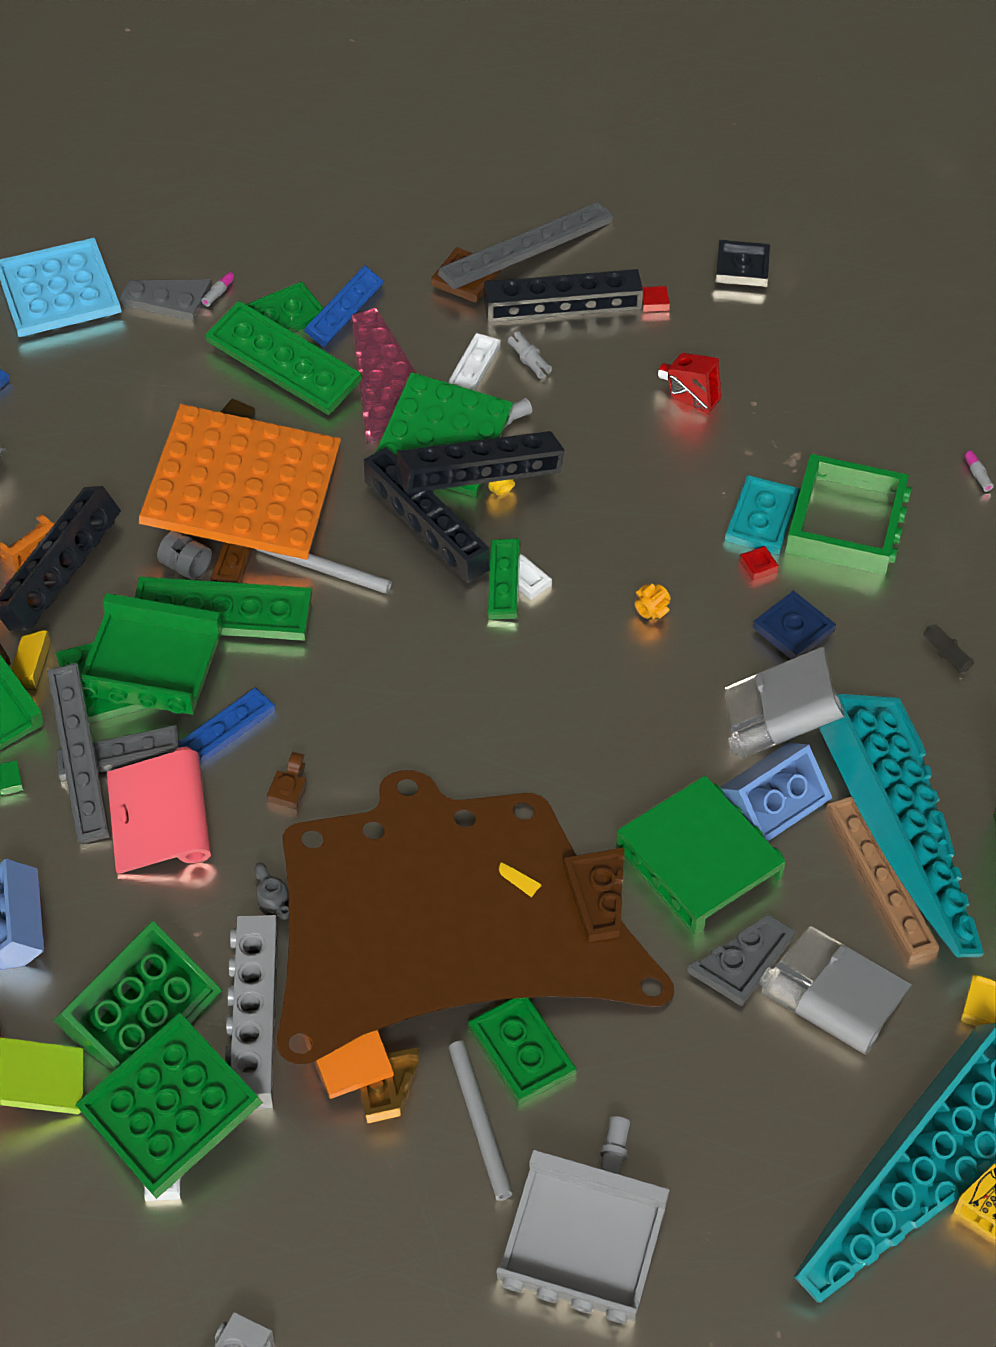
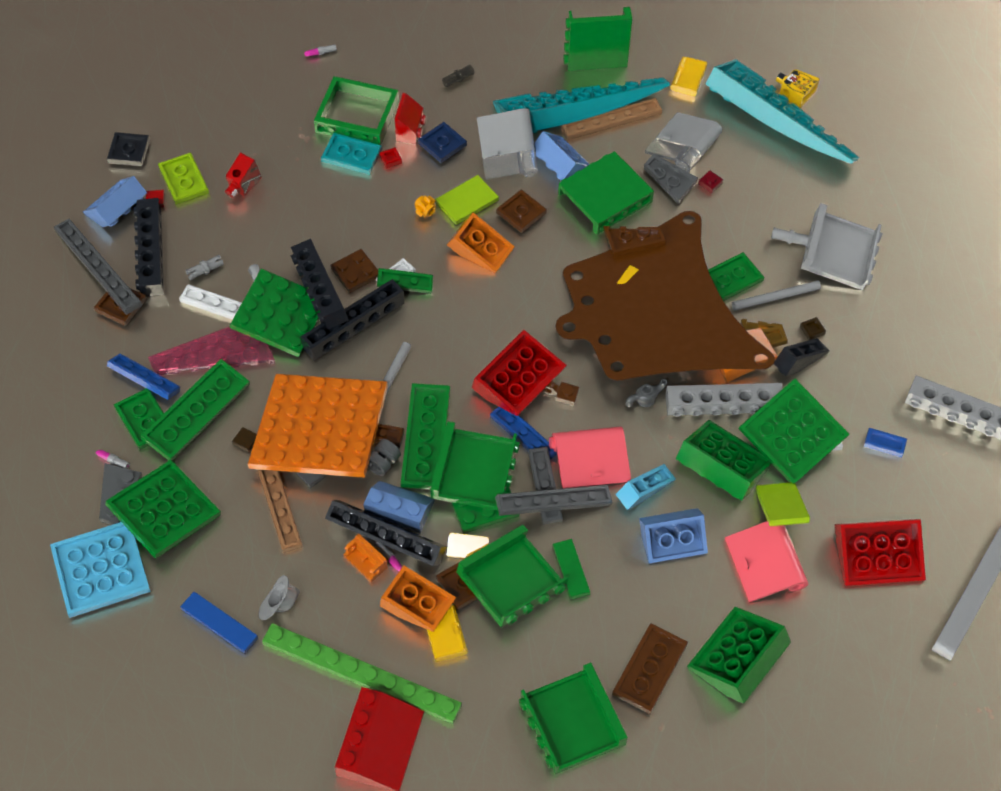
camera: 90 degrees left, 5 degrees up
(99, 885) = (645, 486): none -> medium azure slope
(107, 565) = (399, 506): none -> medium blue slope
(112, 457) = (280, 510): none -> medium nougat tile
(129, 333) = (163, 508): none -> green plate
(149, 1275) = (885, 442): none -> blue tile
(316, 714) = (518, 374): none -> red slope
(339, 1144) = (800, 355): none -> black slope
(405, 1176) = (812, 328): none -> dark brown tile
(531, 522) = (355, 270): none -> reddish brown plate
(578, 673) = (480, 244): none -> orange slope
(639, 253) = (115, 202): none -> medium blue slope
(653, 732) = (521, 211): none -> reddish brown plate
(676, 662) = (466, 198): none -> lime tile
(696, 326) = (183, 178): none -> lime tile
(744, 1029) = (710, 181): none -> dark red plate
(828, 571) = (409, 120): none -> red slope

